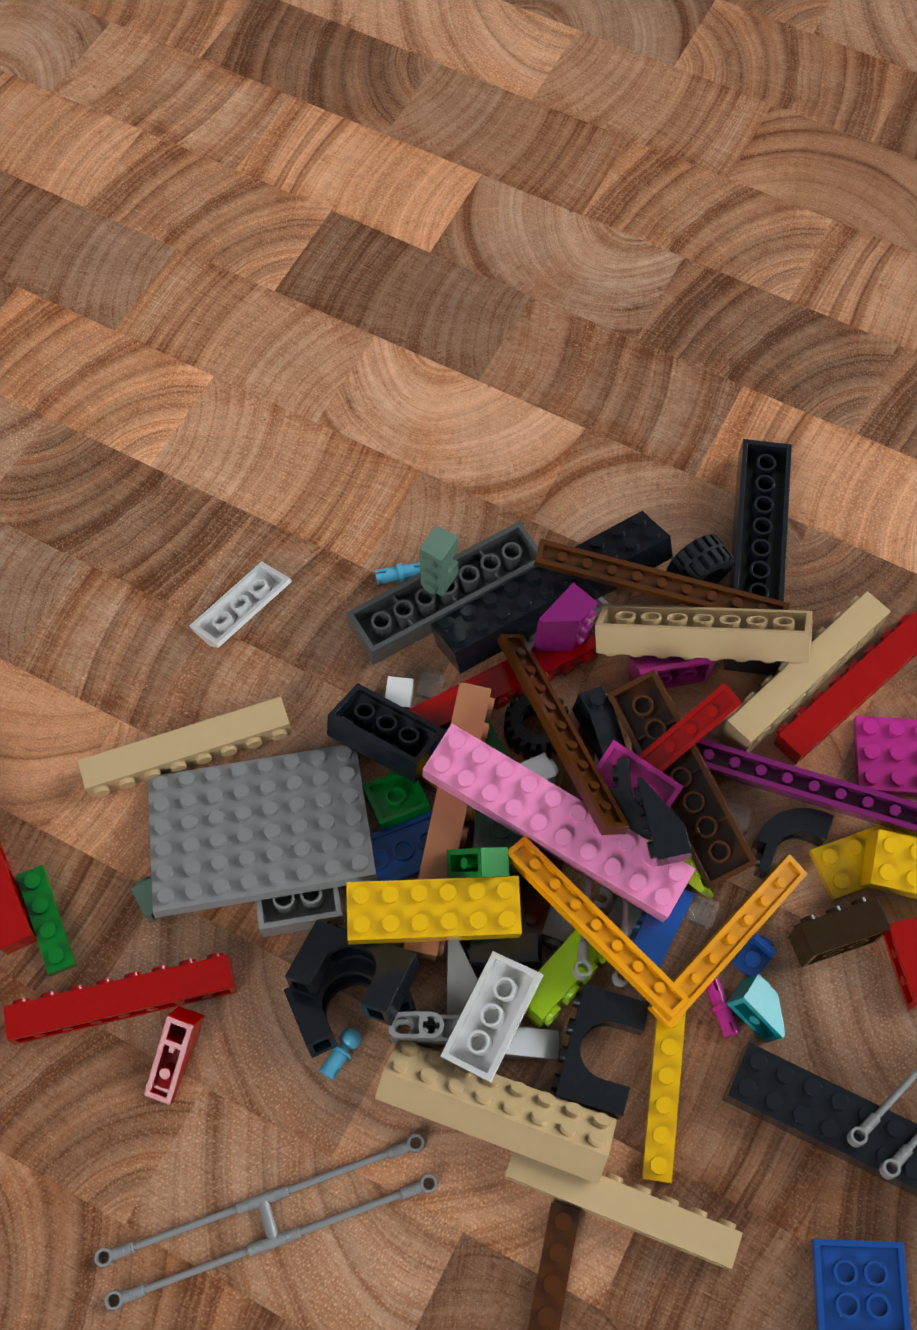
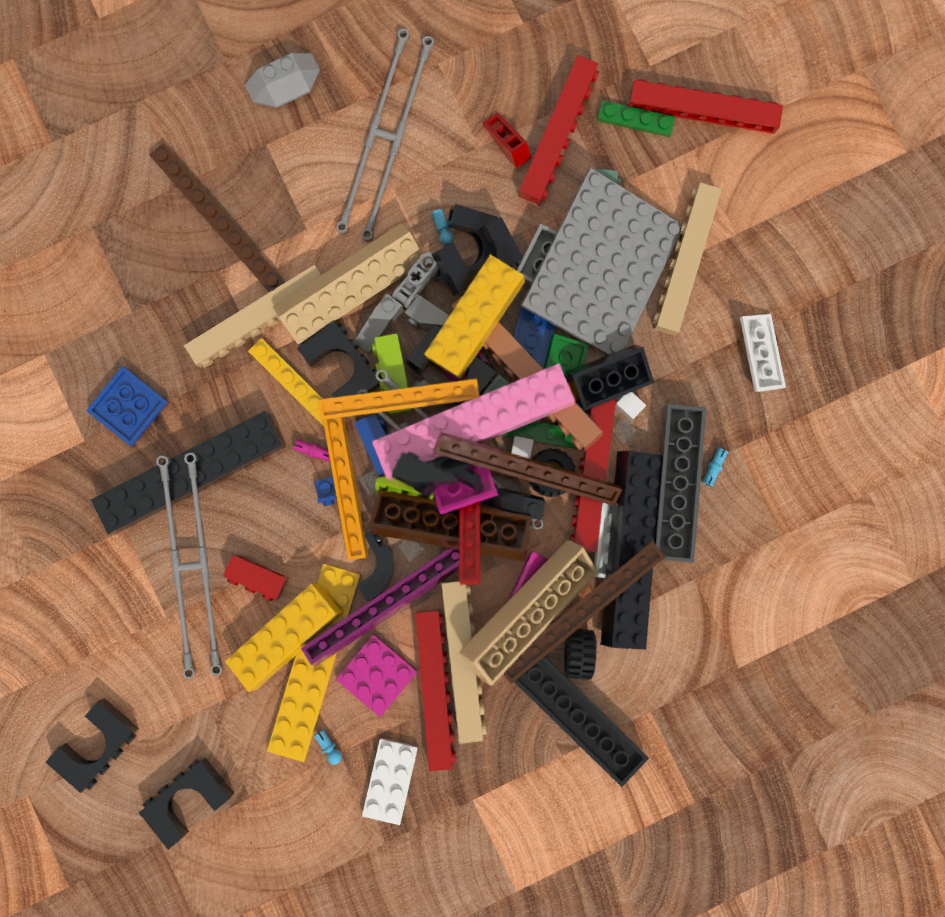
camera: 125 degrees right, 20 degrees up
(437, 562) = (694, 478): sand green arch -> none
(477, 862) = (483, 360): green brick -> none
(491, 1016) = (395, 311): white slope -> none
(566, 622) = (597, 530): magenta slope -> none
(758, 1007) = (298, 469): teal slope -> none
(839, 931) = (301, 546): dark brown brick -> none

